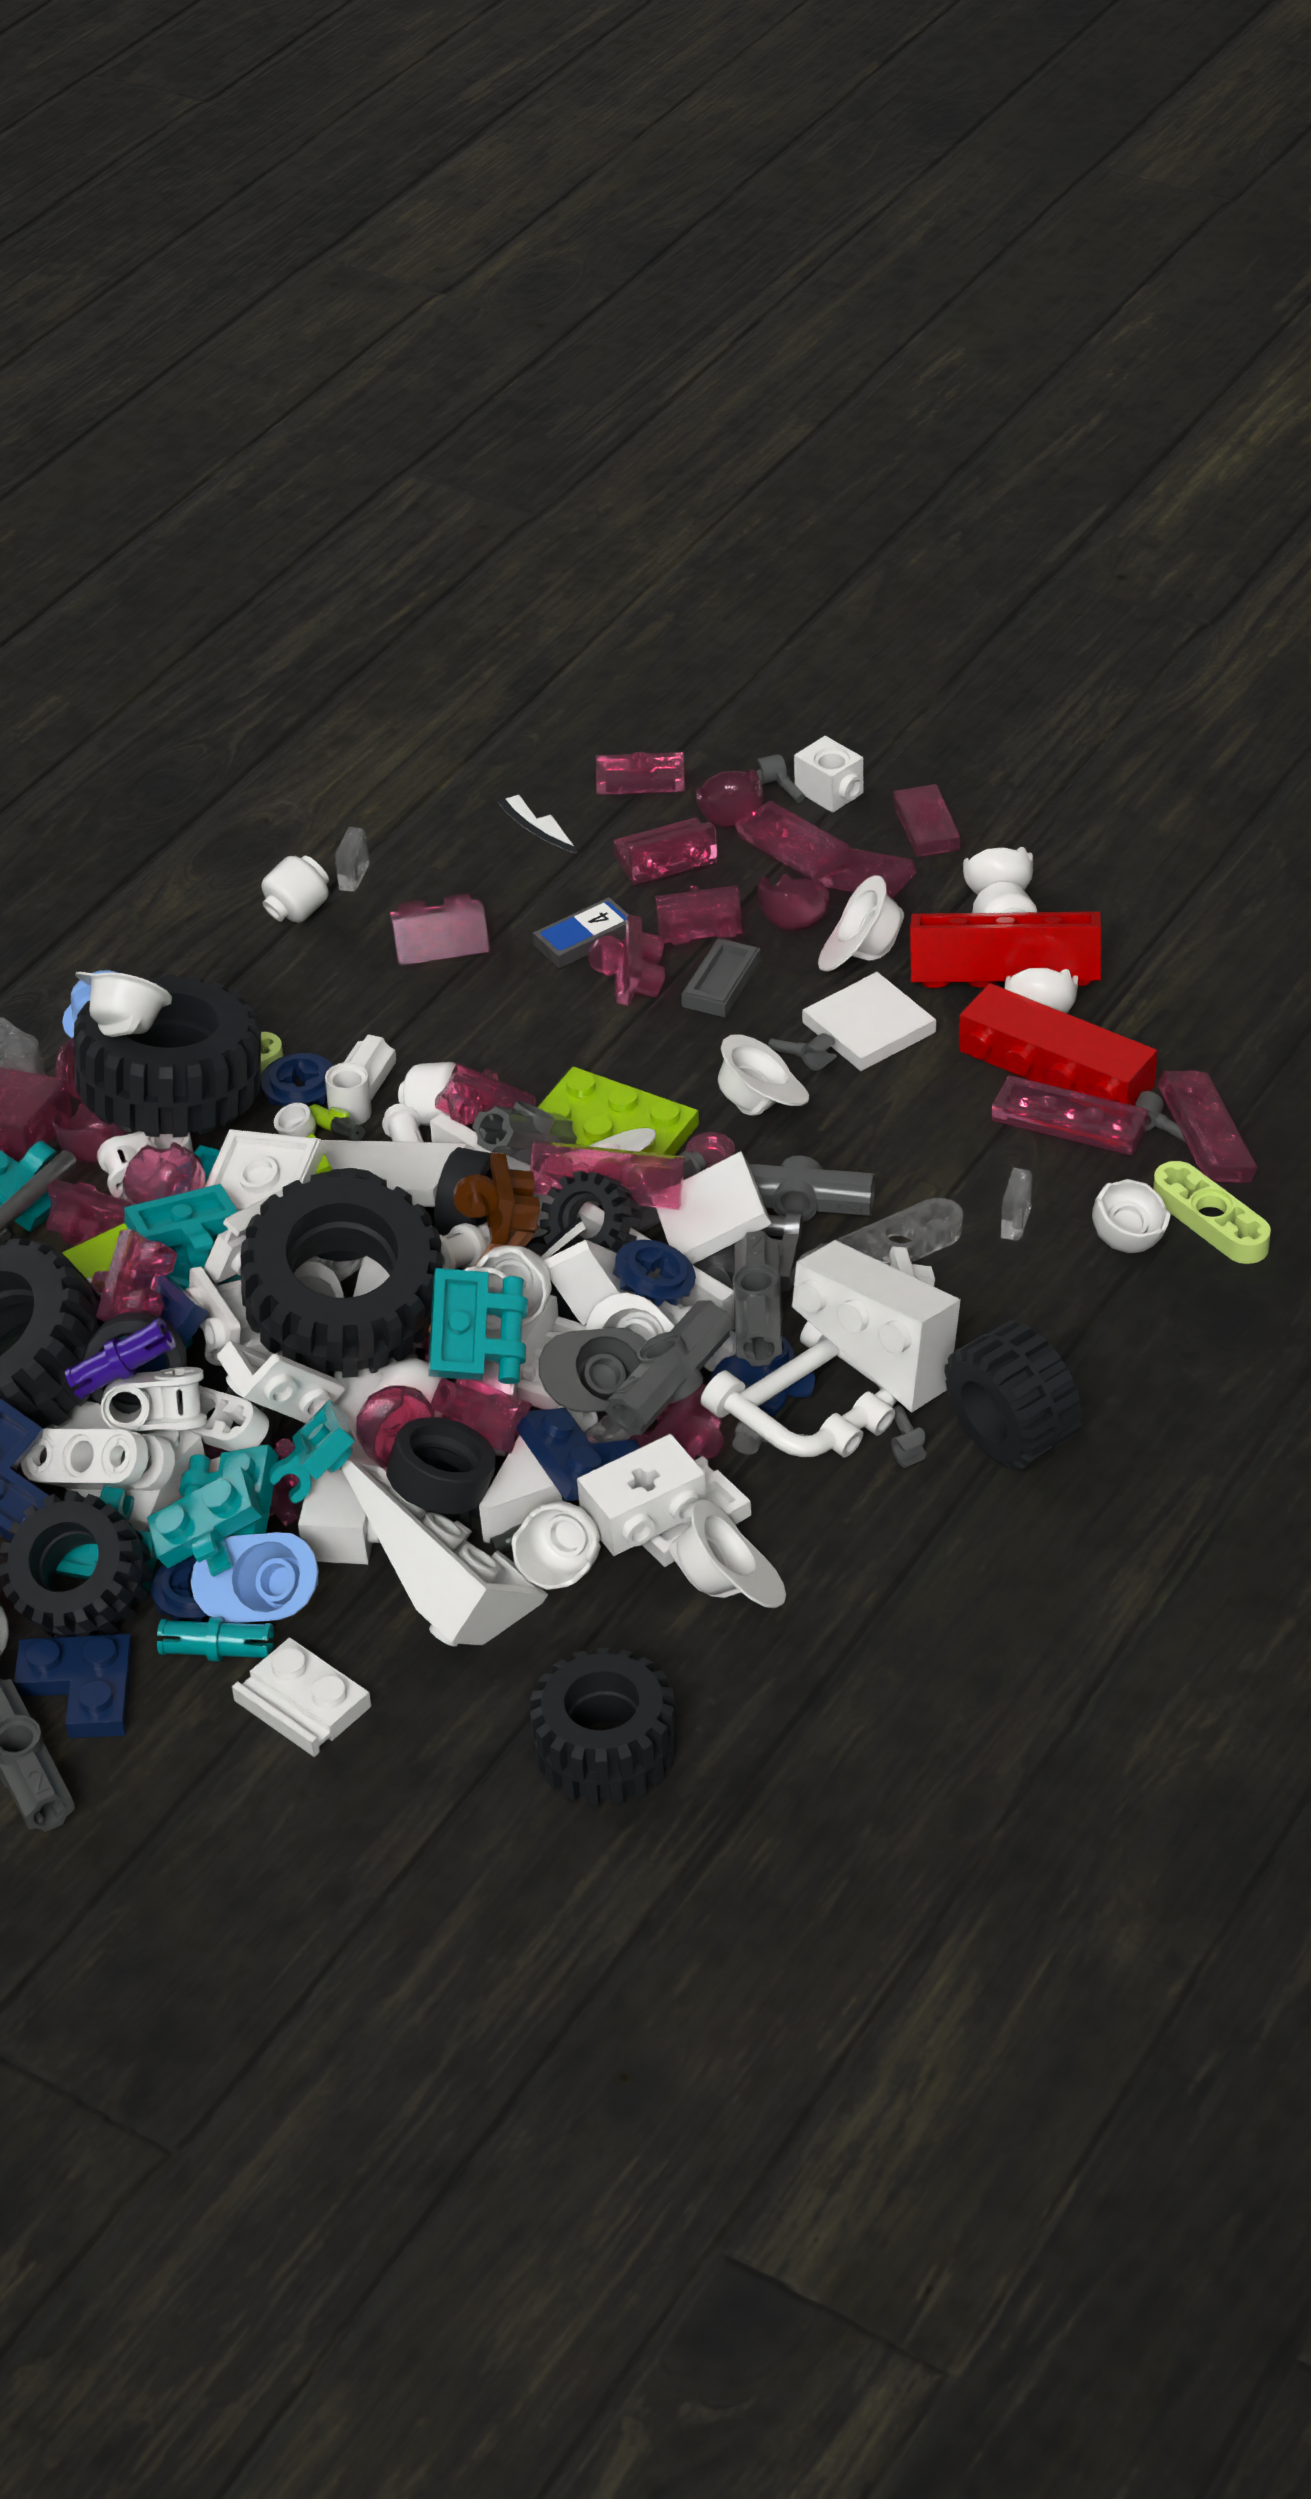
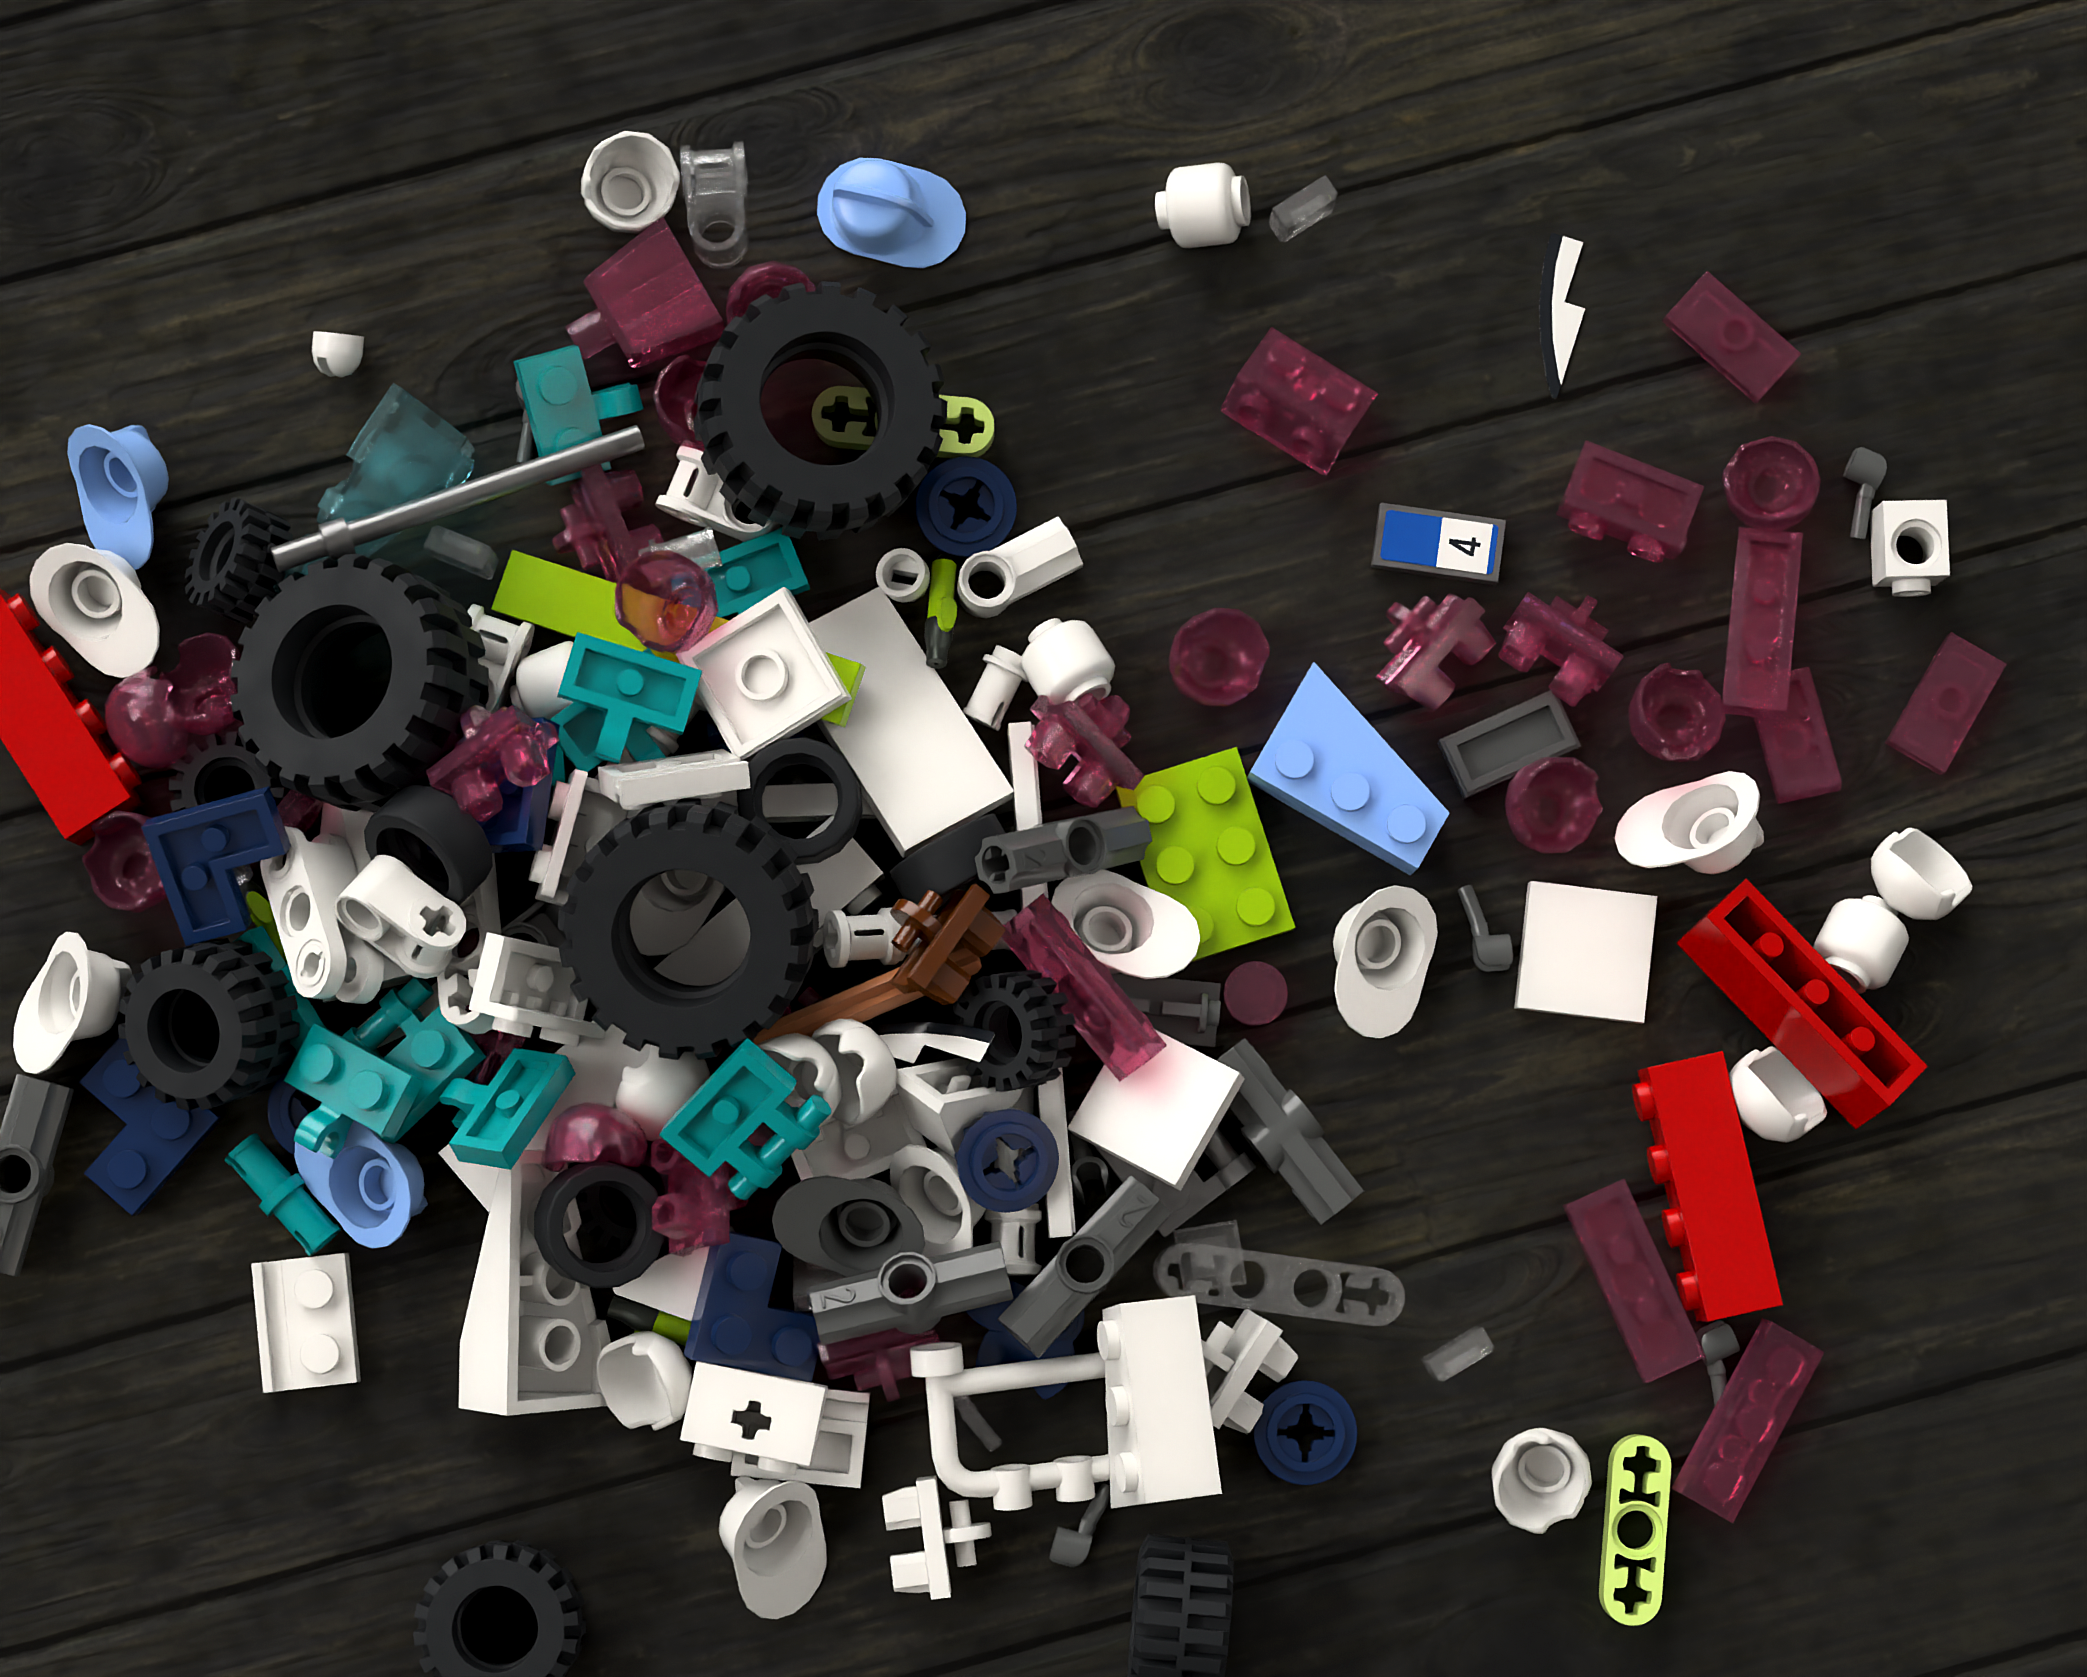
camera: 35 degrees right, 40 degrees up
(120, 1358) = (391, 864): dark purple pin -> none
(124, 1002) = (775, 363): white piece -> none
(517, 1033) = (1218, 657): none -> clear pink hair
(650, 1030) = (1347, 776): none -> light blue wedge
(771, 969) = (1553, 804): none -> clear pink hair
(825, 1491) = (929, 1568): none -> white hips
(981, 1287) = (1326, 1455): none -> dark blue gear

